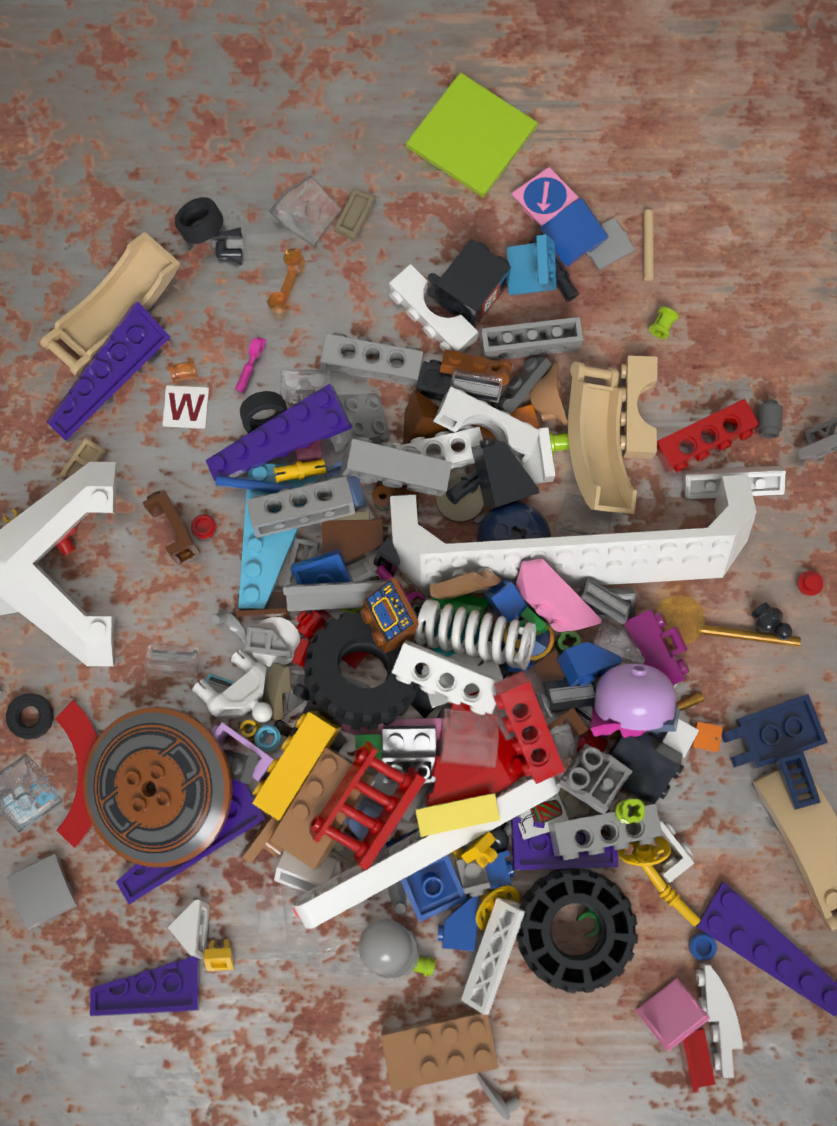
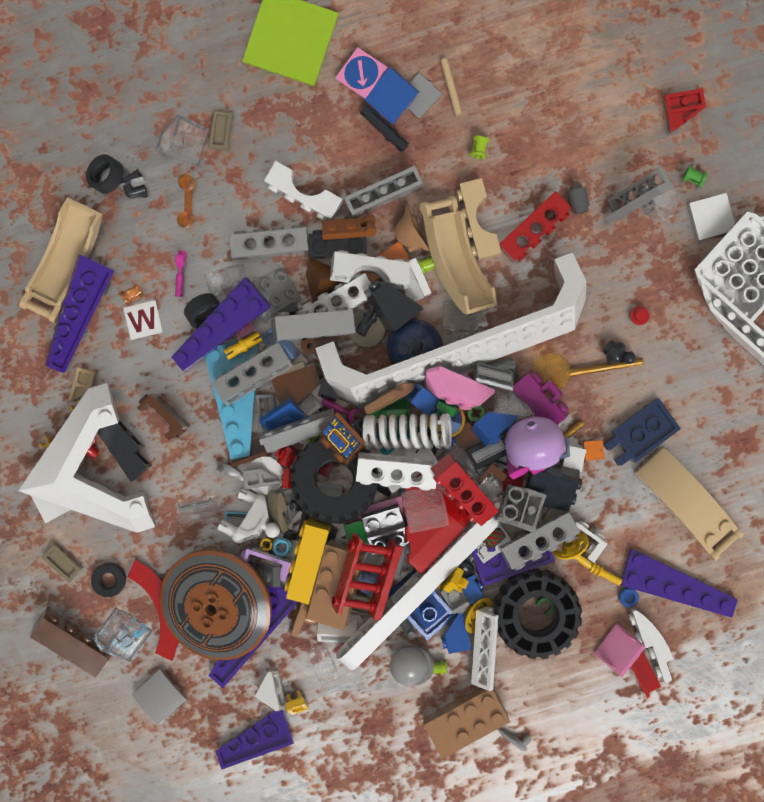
camera: 15 degrees left, 10 degrees up
(108, 553) = (125, 449): none -> black wedge
(203, 526) = (186, 406): red plate -> none
(251, 484) = (212, 366): blue bar -> none
(457, 815) = (432, 563): light yellow tile -> none
(471, 282) = (325, 161): black container -> none
(478, 385) = (354, 242): slope -> none
(522, 384) = (386, 229): dark grey plate -> none
(532, 267) = (367, 134): dark azure bracket -> none
(638, 811) = (557, 521): lime bush -> none
(706, 482) = (582, 248): white slope -> none
(803, 767) = (662, 448): dark blue slope -> none

